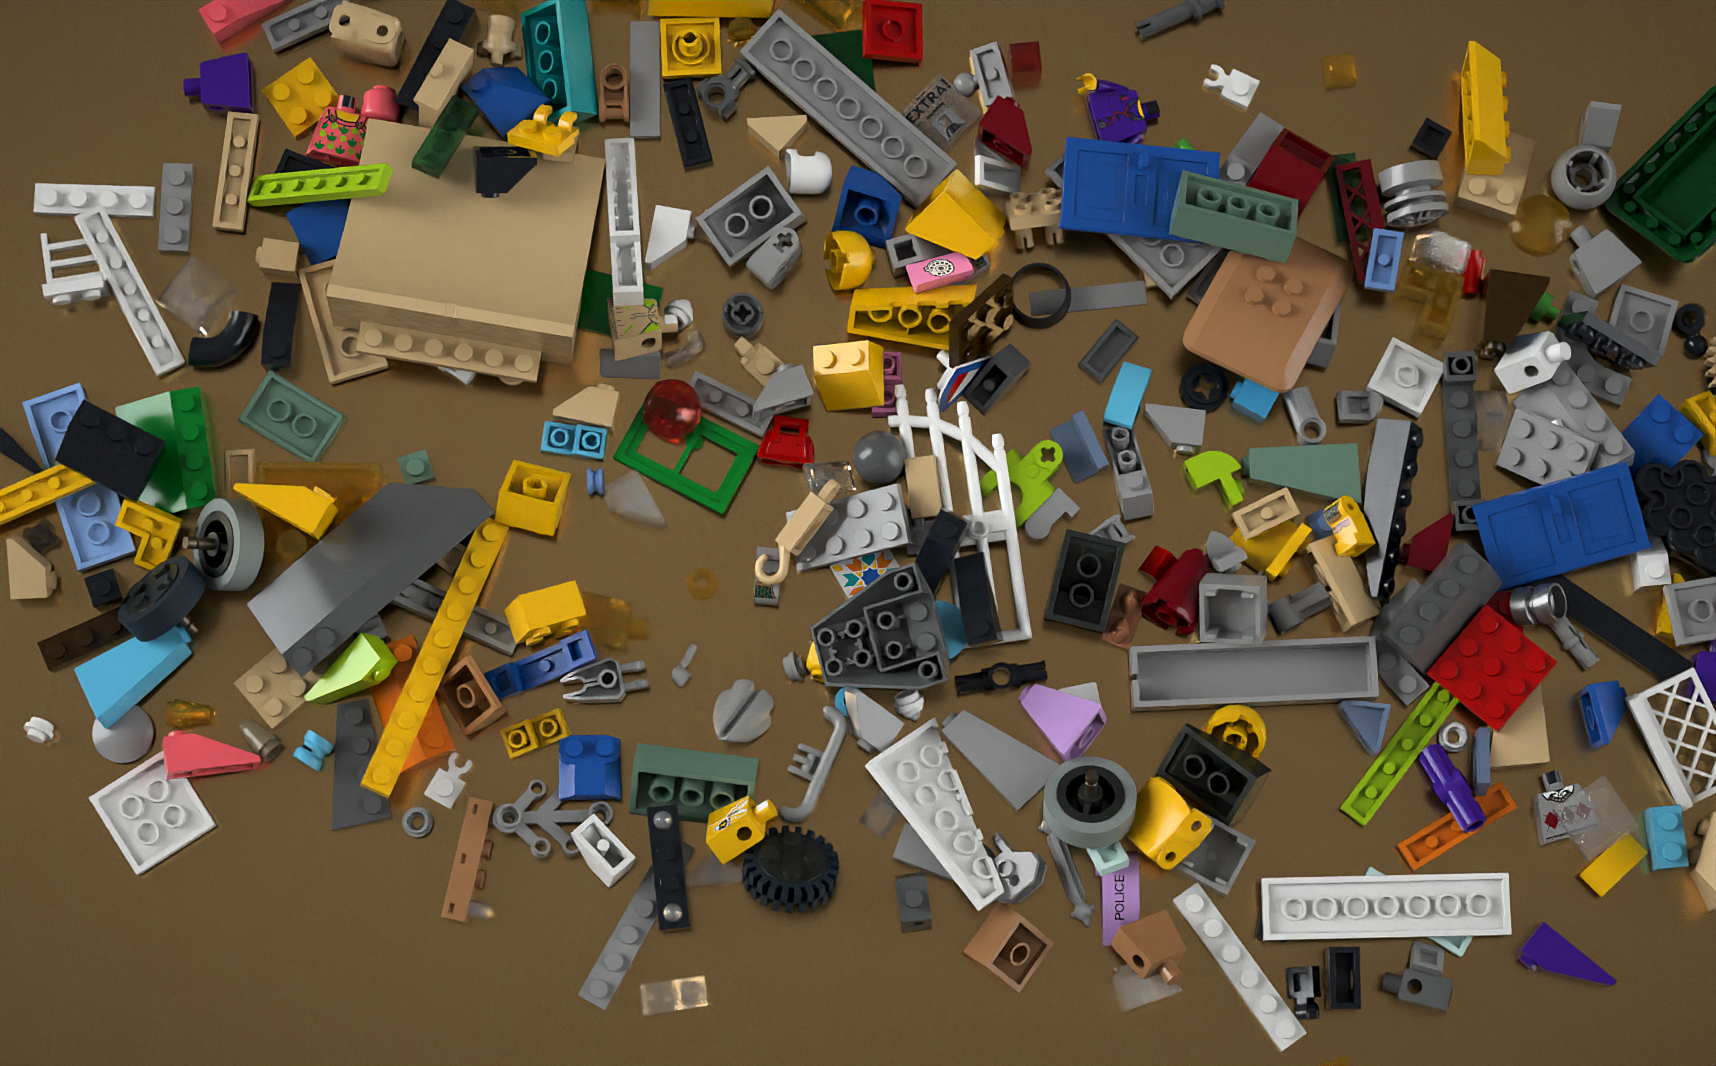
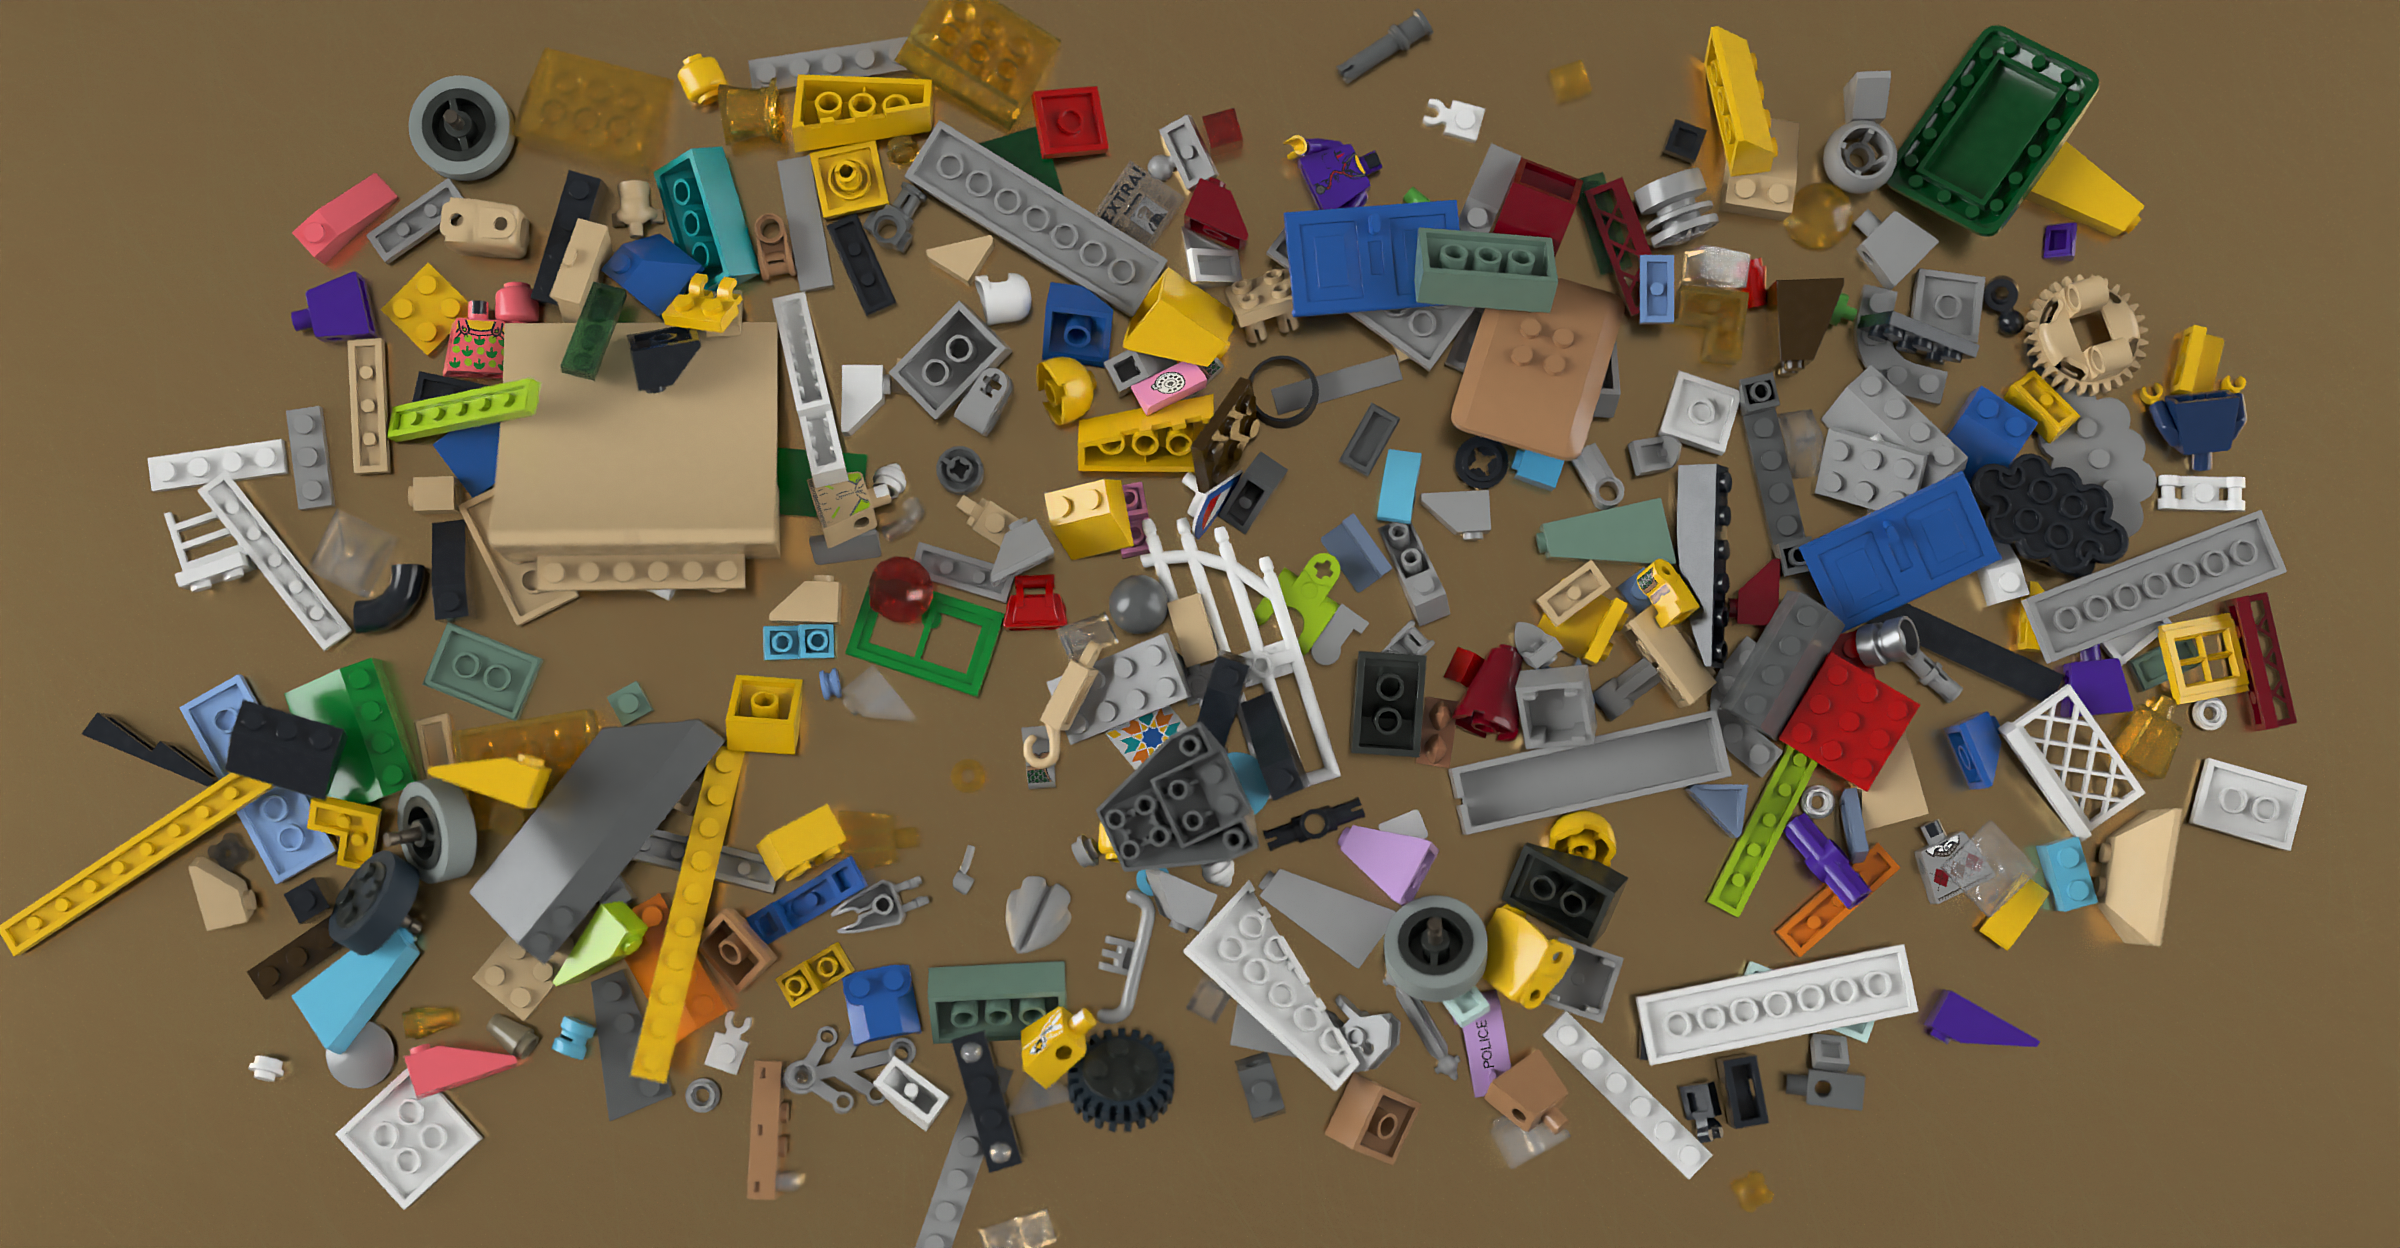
camera: 15 degrees left, 5 degrees up
(1214, 468) = (1509, 551): lime brick -> none
(1531, 360) = (1837, 373): white torso -> none

